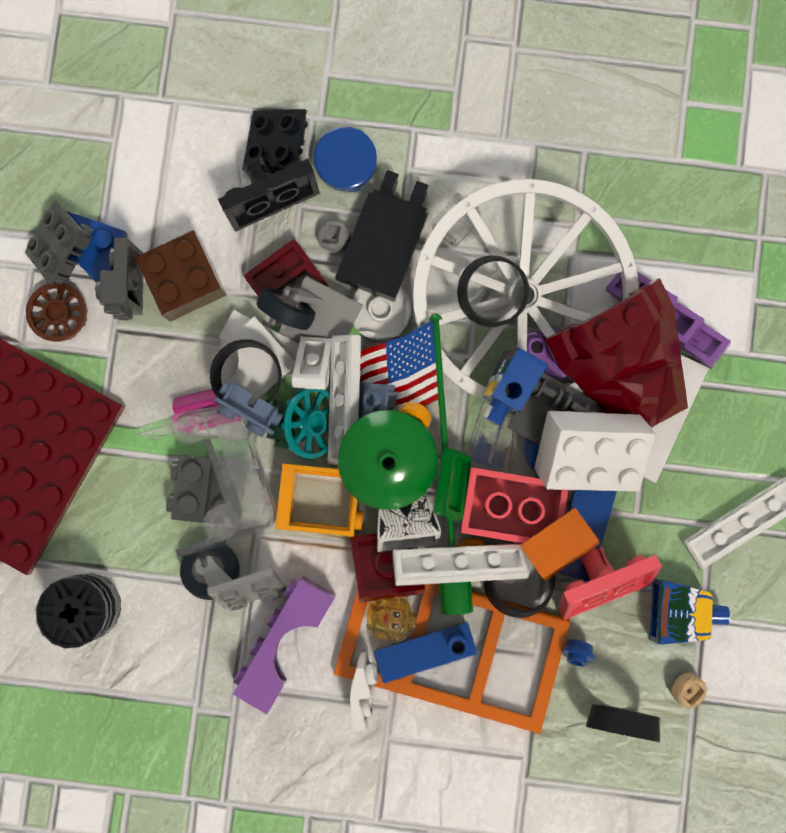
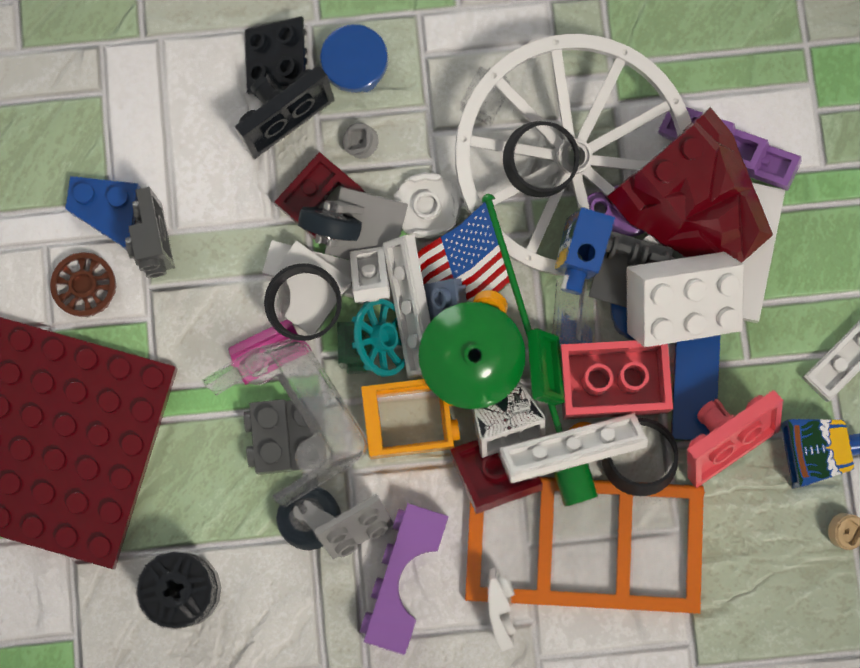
camera: 10 degrees left, 5 degrees down
(55, 242) = (68, 210): dark grey hinge -> none
(180, 276) = (209, 216): reddish brown brick -> none
(235, 404) = (300, 334): sand blue hinge -> none
(384, 239) = (414, 132): black tile -> none
(391, 619) = (513, 525): clear yellow head -> none
(425, 652) = (558, 552): blue piece -> none
(560, 544) = (673, 403): orange panel -> none
(578, 652) = (720, 517): blue plate -> none
(624, 722) = (785, 577): black tyre -> none

